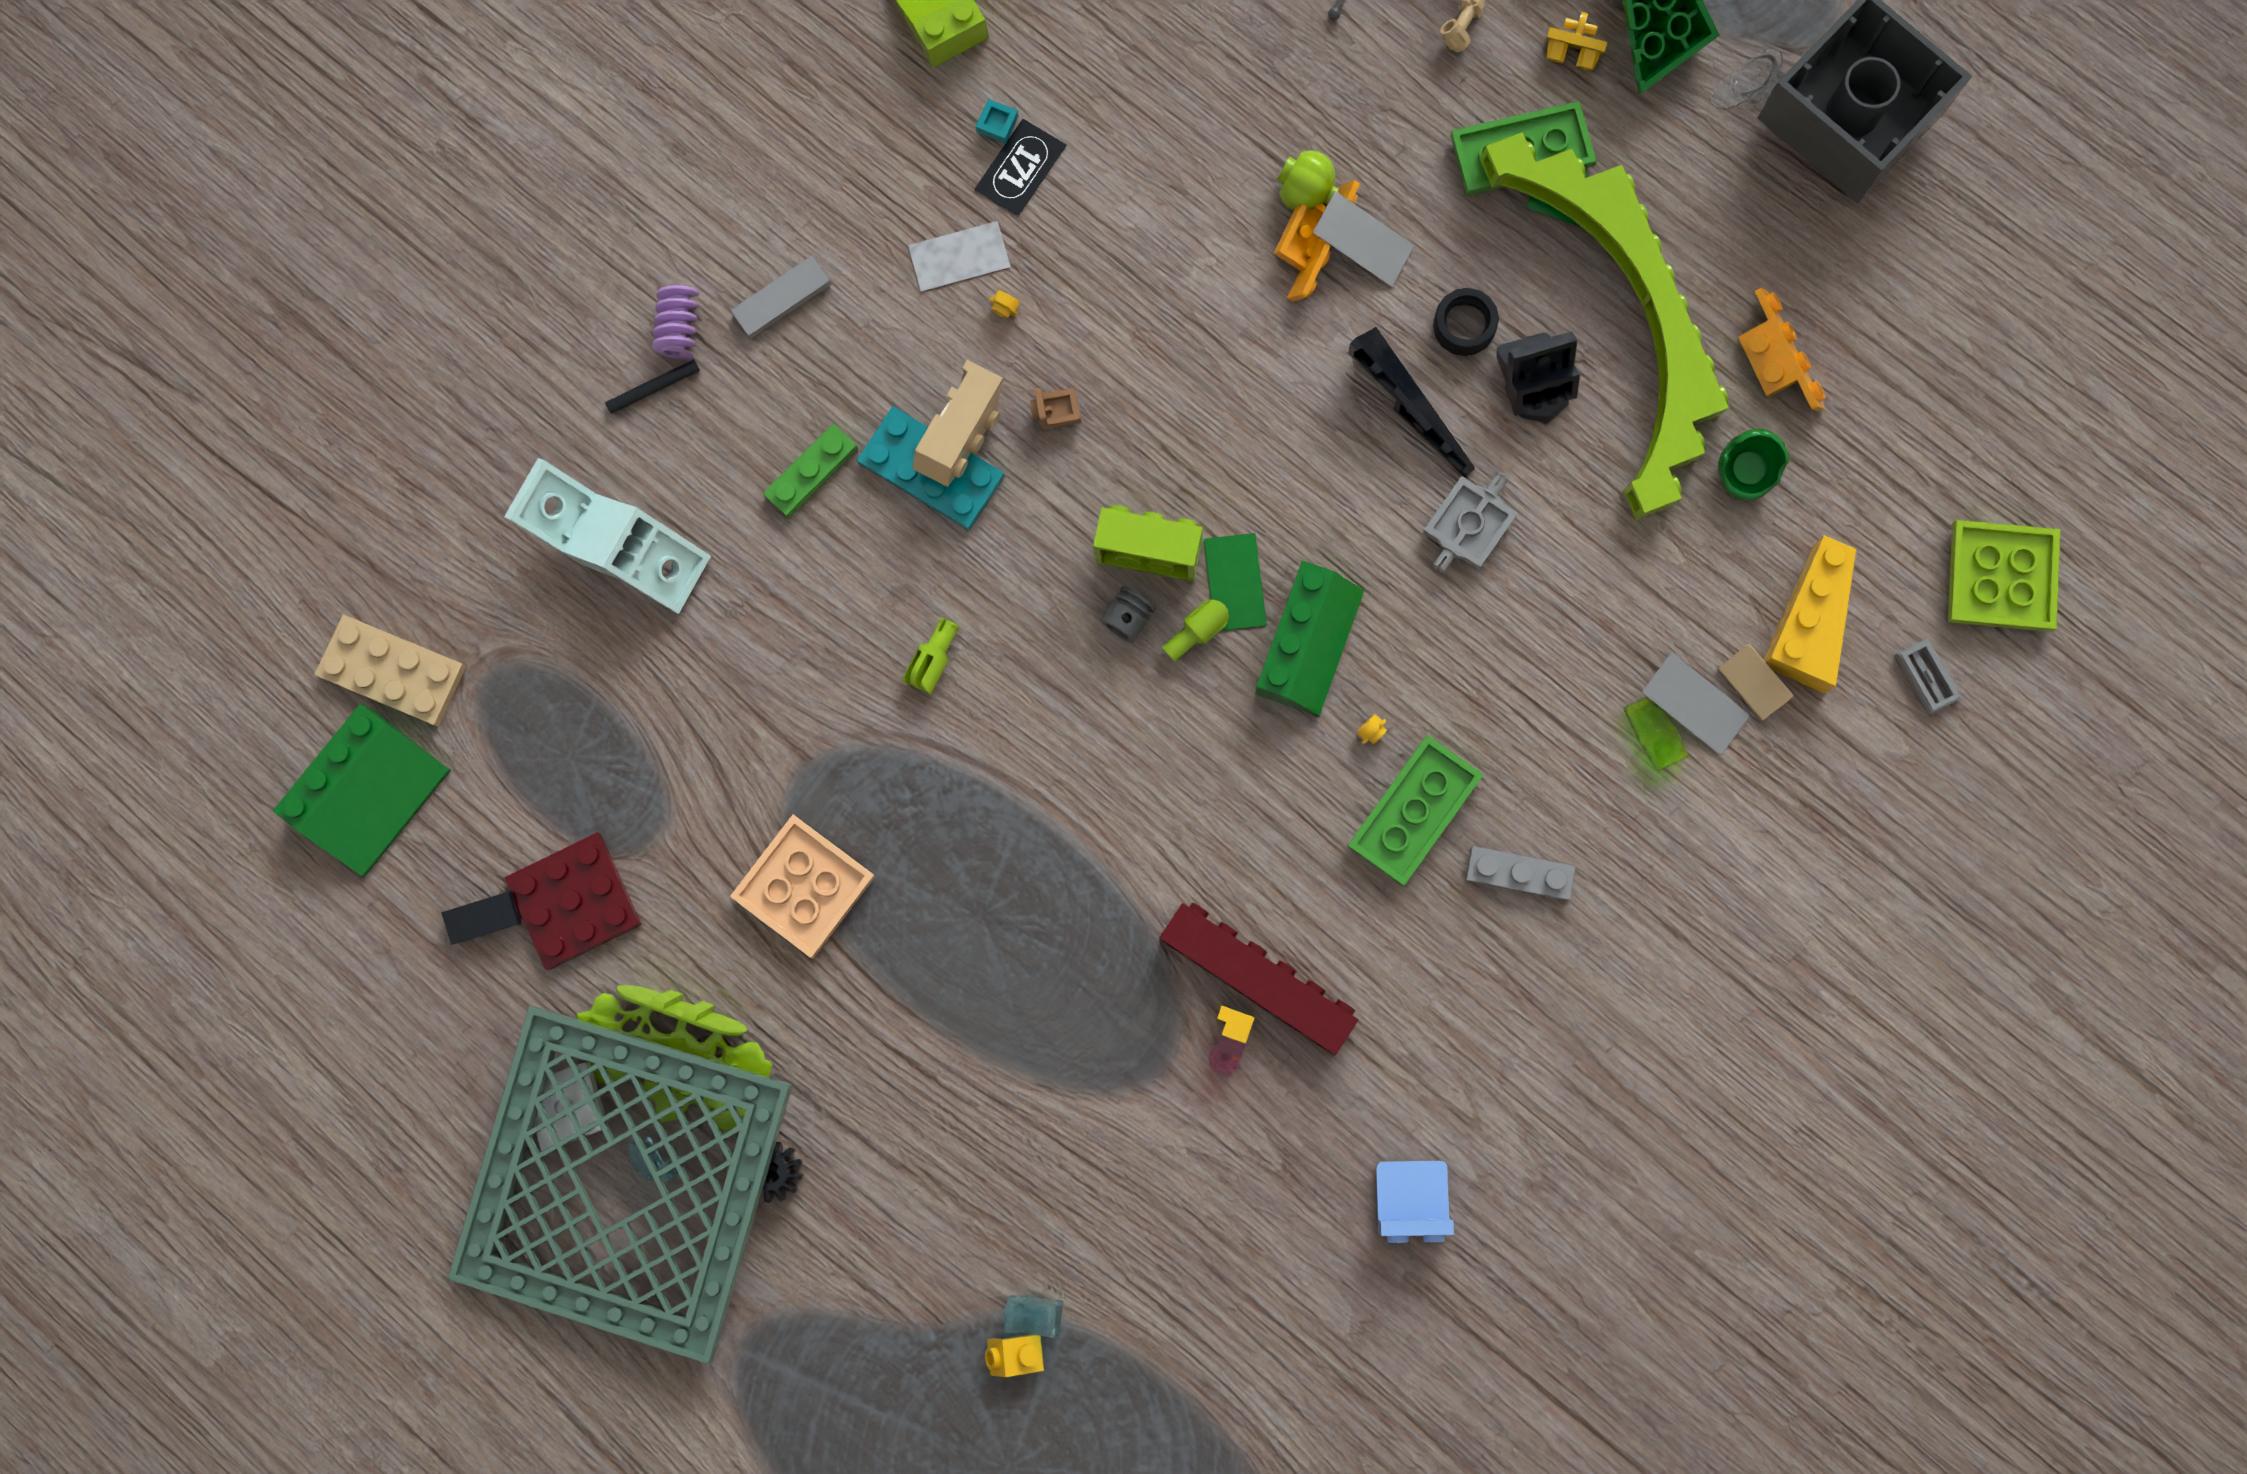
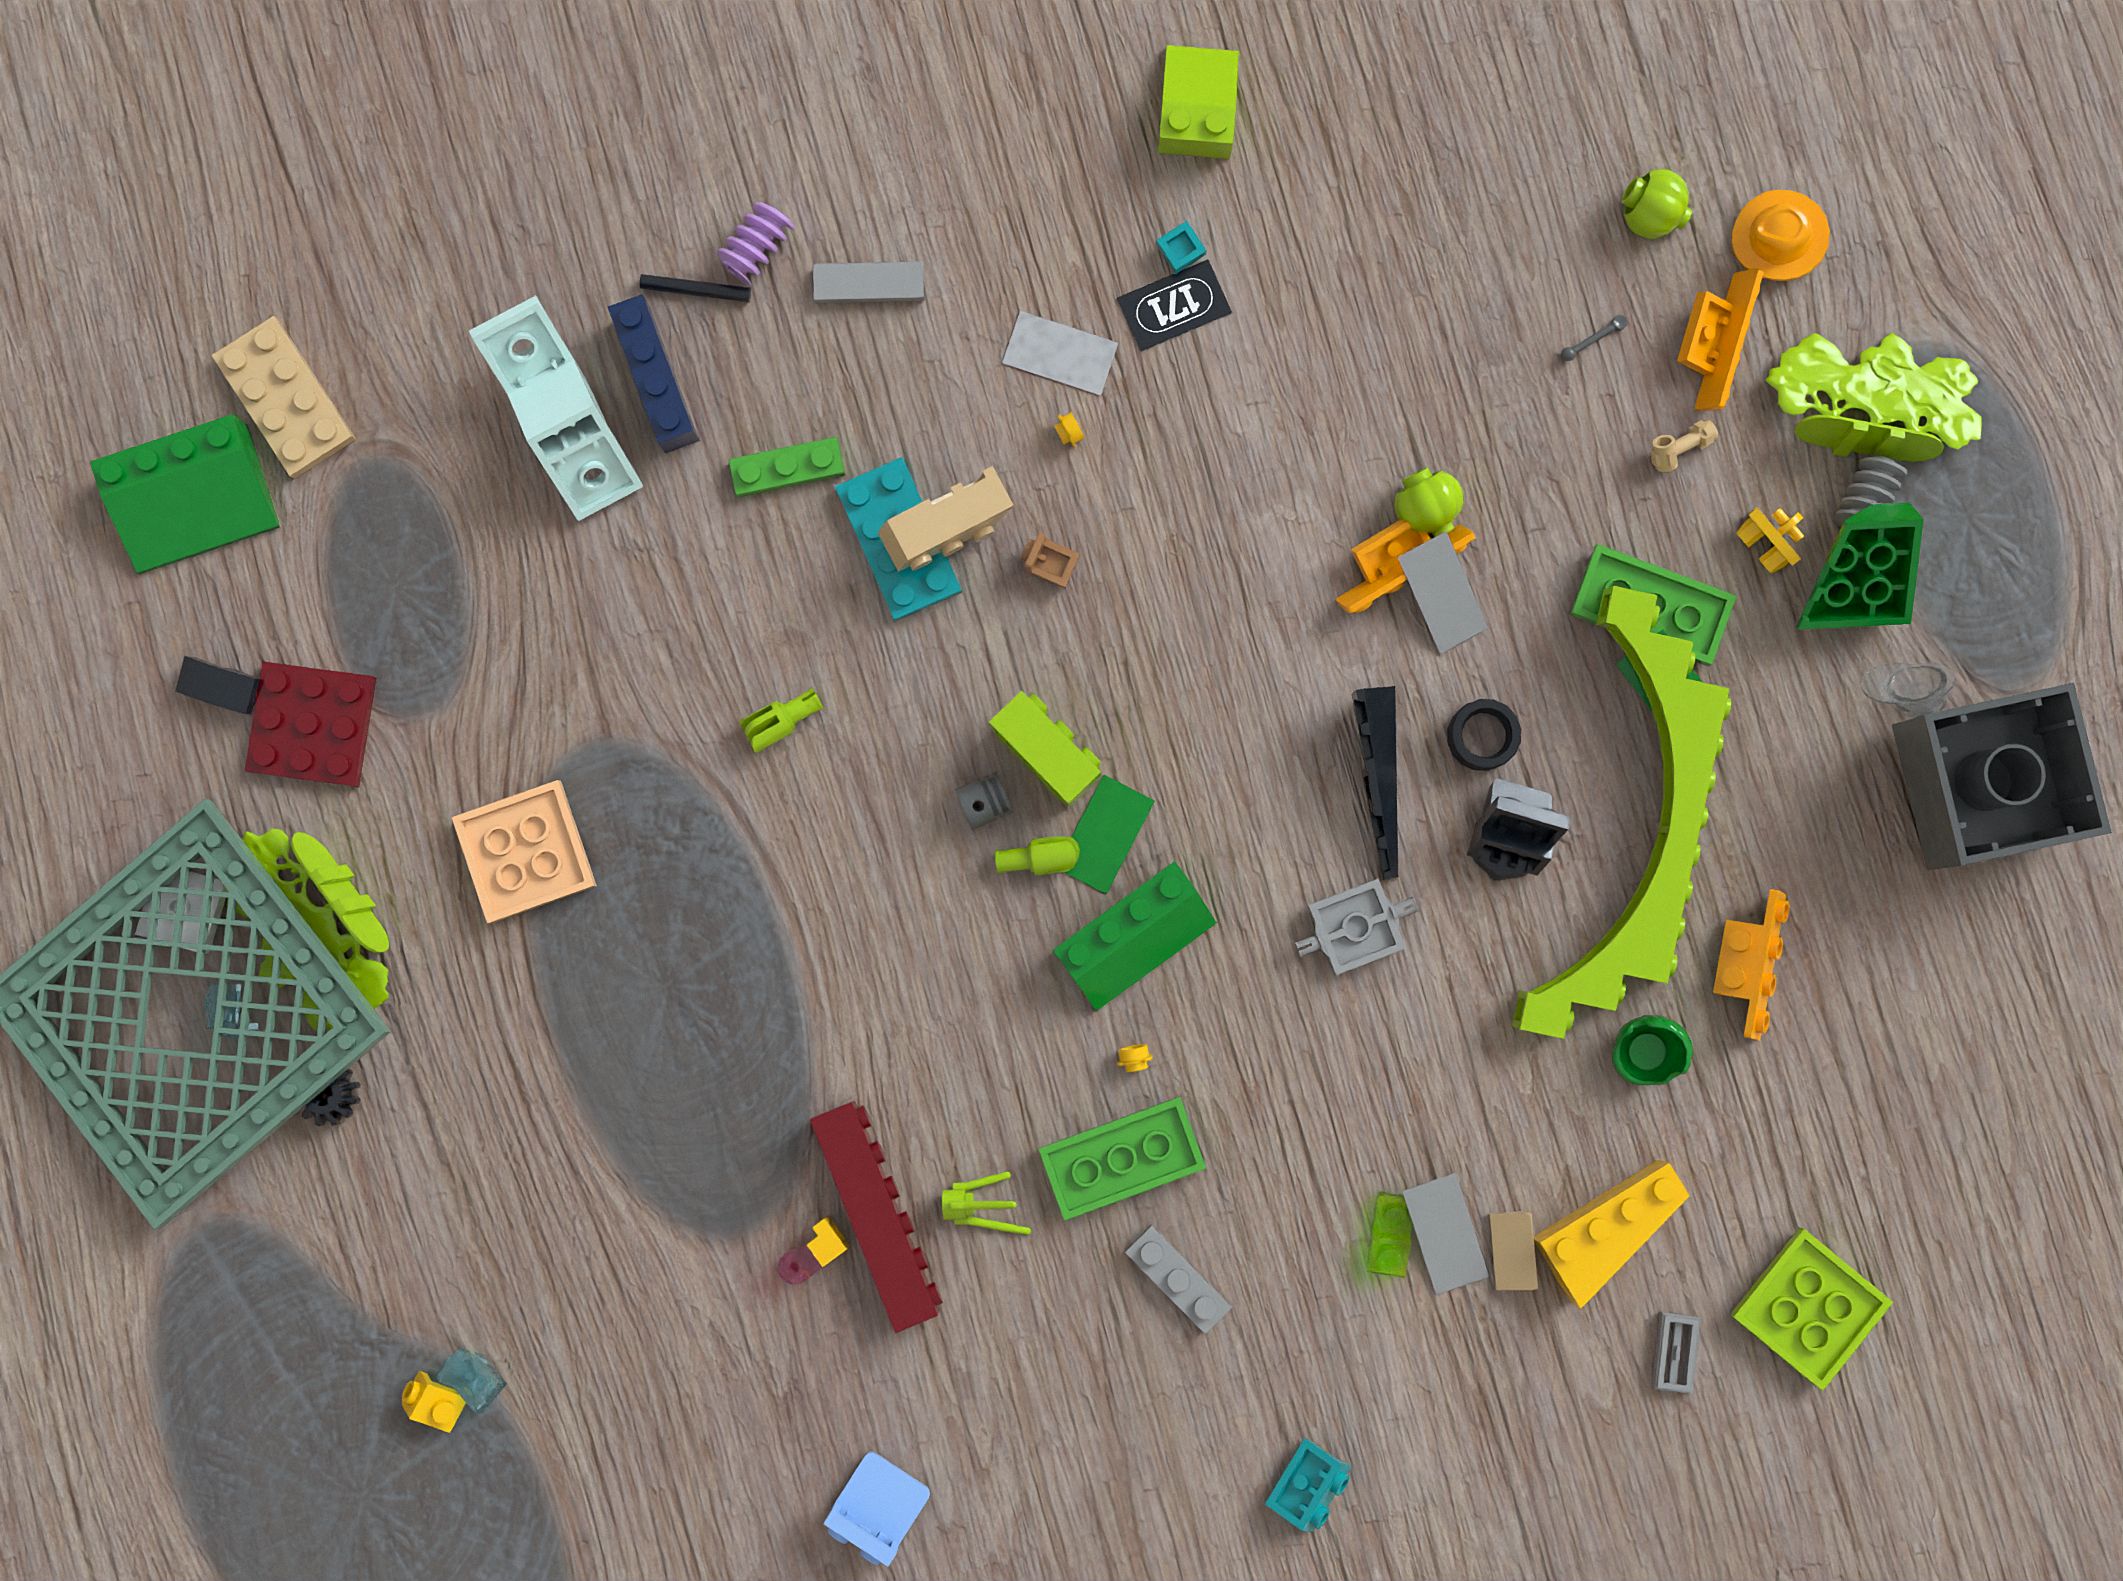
camera: 20 degrees right, 5 degrees up
(663, 466) = (653, 373): none -> dark blue brick
(1317, 927) = (959, 1205): none -> lime plant
(1728, 960) = (1309, 1487): none -> teal bracket

